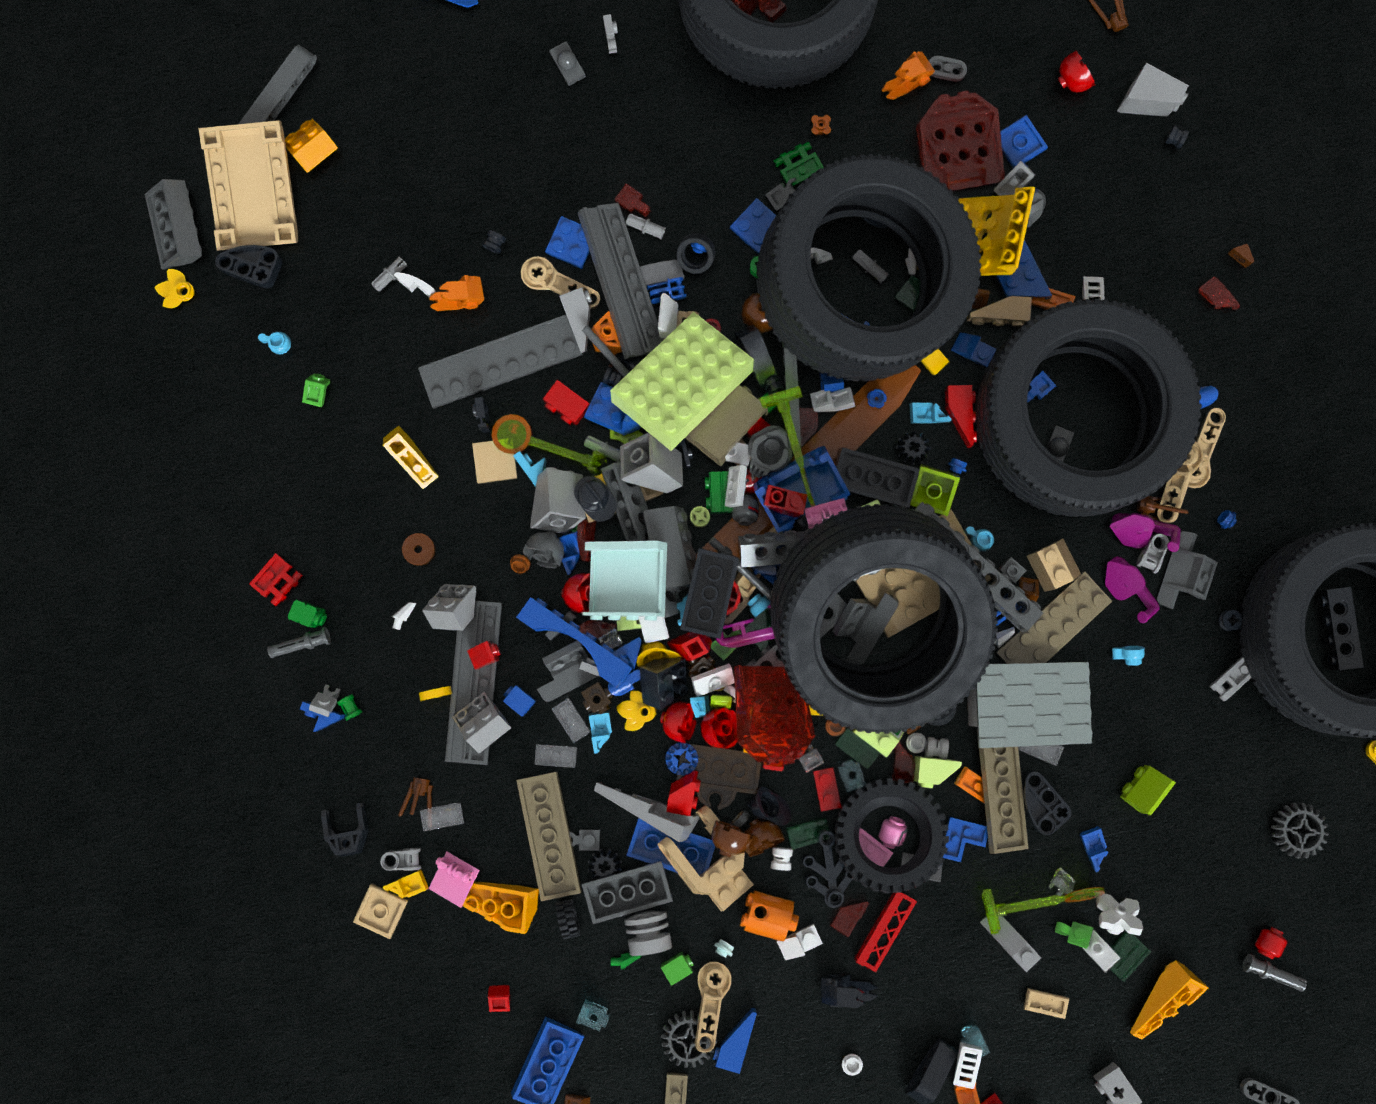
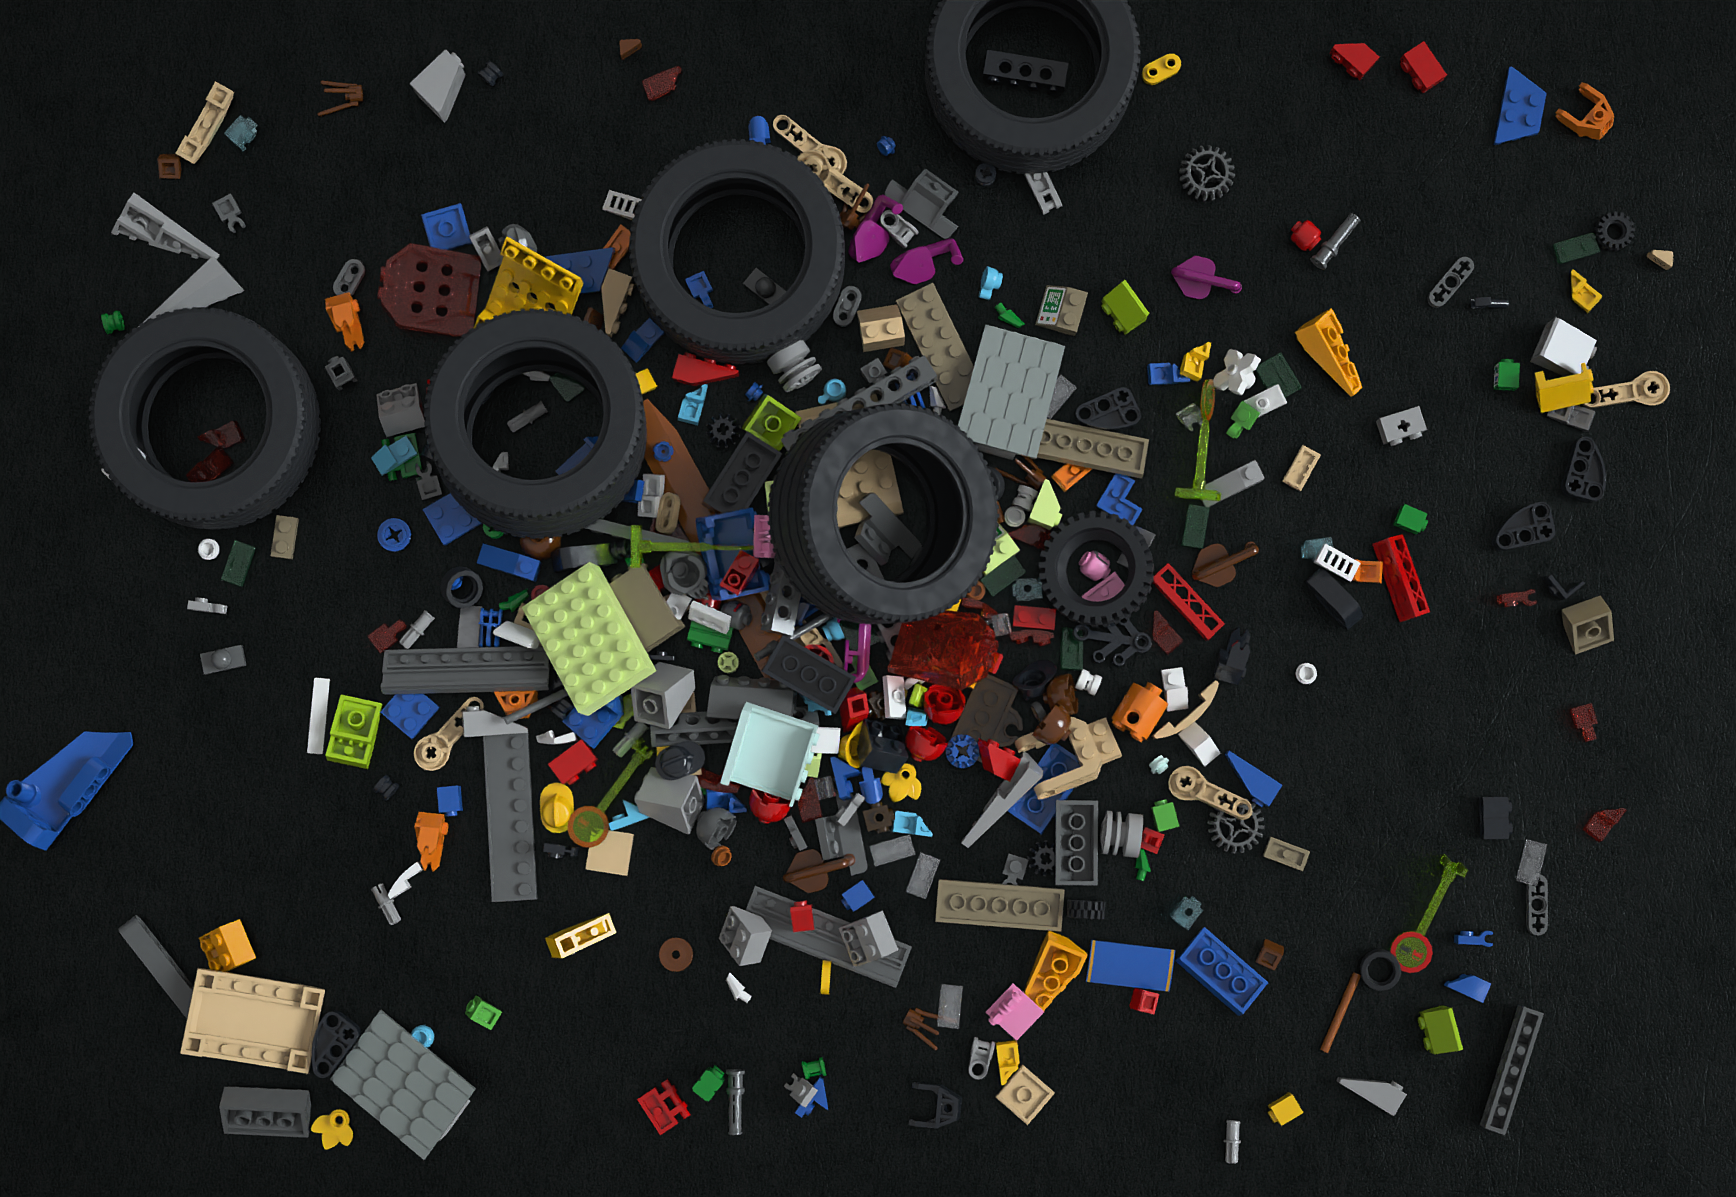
camera: 75 degrees left, 0 degrees up
(227, 337) = (403, 1084): none -> light grey piece
(499, 302) = (449, 800): none -> blue brick
(521, 400) = (556, 807): none -> yellow piece
(528, 650) = (810, 871): none -> reddish brown piece
(528, 976) = (1130, 965): none -> blue slope
(536, 198) = (354, 731): none -> lime slope
(541, 619) = (783, 850): blue arch -> none
(542, 163) = (318, 715): none -> white sticker
(582, 375) = (549, 738): none -> white slope
(651, 962) = (1151, 840): none -> red tile
(657, 49) = (238, 563): none -> clear green plate
(662, 20) = (208, 549): none -> white plate
(694, 83) = (284, 537): none -> dark tan plate
(698, 306) = (514, 601): none -> green bar
(725, 171) = (384, 533): none -> blue gear
(731, 291) = (509, 562): none -> blue slope
(755, 981) = (1199, 743): none -> white slope
(796, 155) = (394, 455): none -> medium azure slope
(802, 975) = (1207, 696): none -> tan slope
(810, 797) = (1037, 636): none -> clear red slope
(819, 742) = (986, 611): none -> clear red slope
(820, 130) = (371, 427): orange plate -> none
(820, 420) = (668, 513): none -> tan plate
(839, 144) = (400, 409): none -> light grey slope
(859, 94) = (343, 378): none -> dark grey window
(927, 949) = (1216, 566): none -> reddish brown piece
(959, 917) = (1195, 526): none -> clear green plate
(960, 751) = (1034, 477): none -> reddish brown plant
(992, 497) = (795, 367): none -> light grey wheel
(1064, 527) = (846, 306): none -> dark grey plate
(1075, 74) = (395, 154): red cylinder -> none
(1102, 681) = (1008, 316): none -> green bar
(1115, 870) = (1193, 362): none -> yellow slope
(1125, 730) = (1061, 309): none -> dark tan slope
(1197, 850) = (1197, 277): none -> magenta piece

